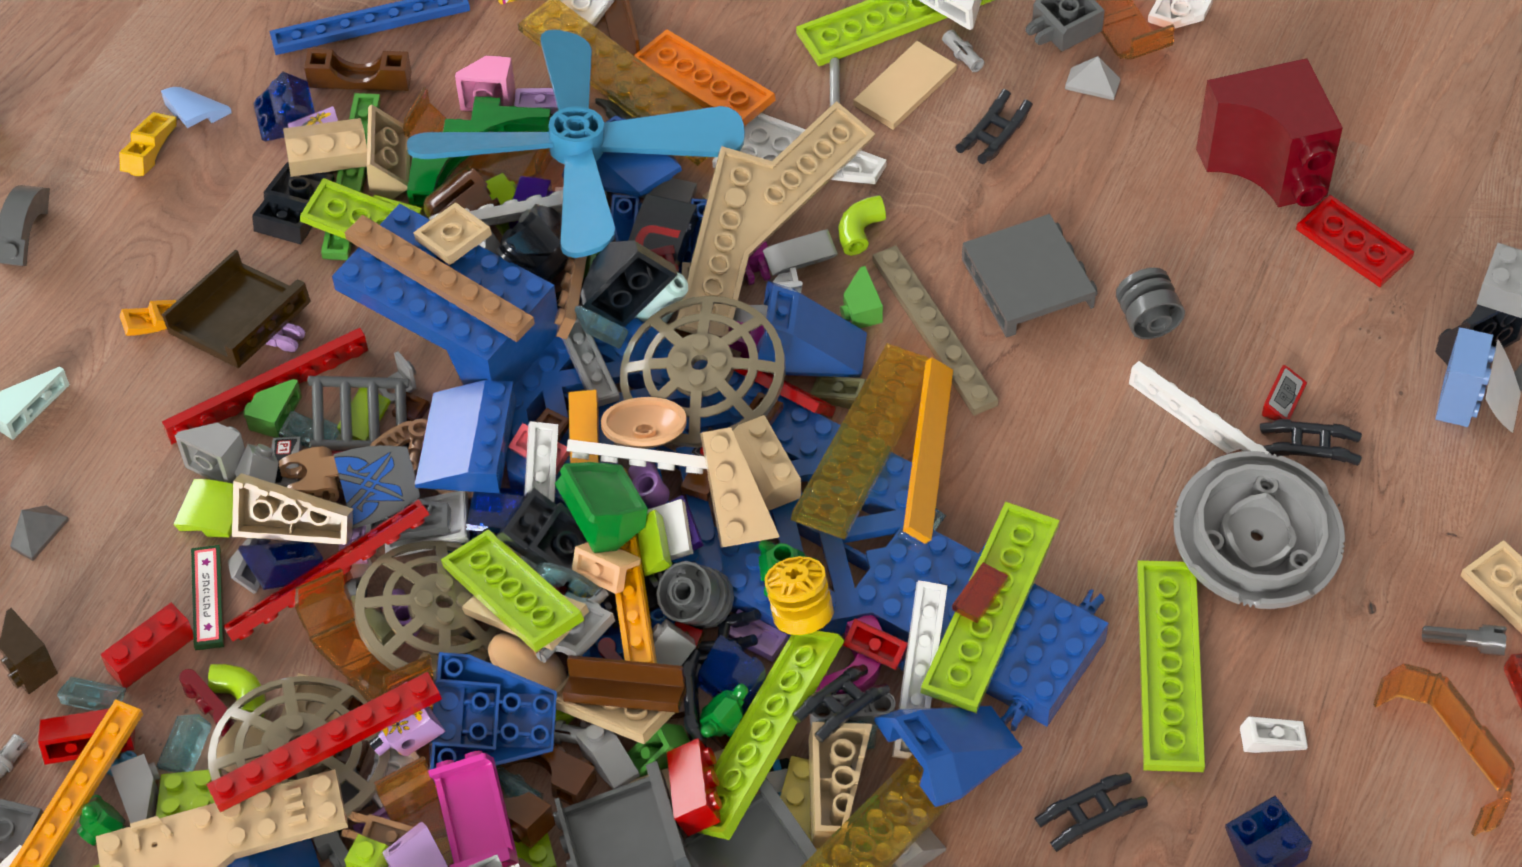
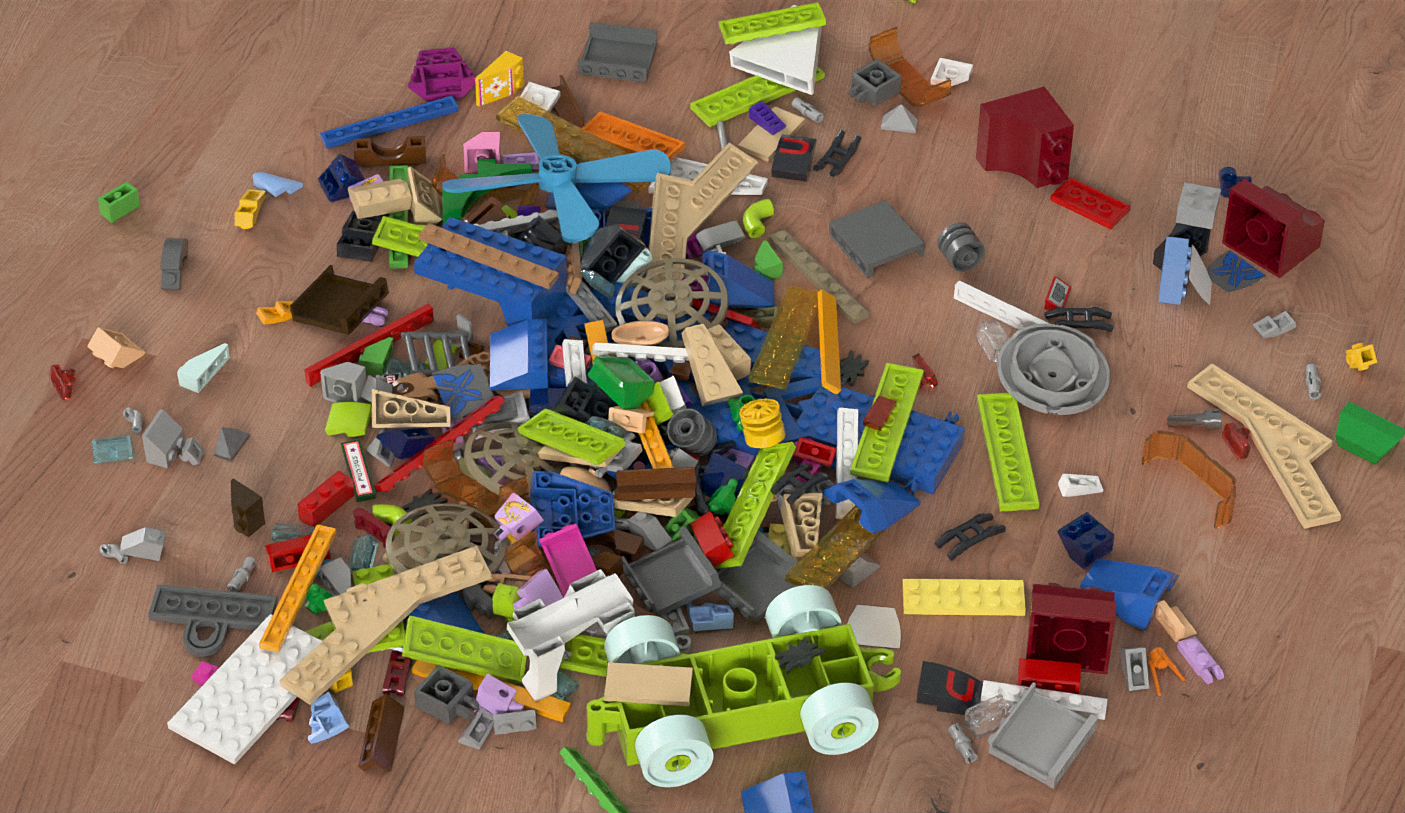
camera: 10 degrees left, 10 degrees down
(290, 664) = (426, 499): none -> pearl dark grey piece
(323, 742) = (467, 529): red plate -> none
(452, 233) = (492, 229): tan plate -> none
(894, 47) = (761, 109): none -> dark purple slope
(929, 128) = (793, 157): none -> black slope
(957, 491) = (852, 368): none -> pearl dark grey piece
(1067, 519) = (929, 376): none -> clear red piece
(1175, 463) = (991, 338): none -> clear hinge

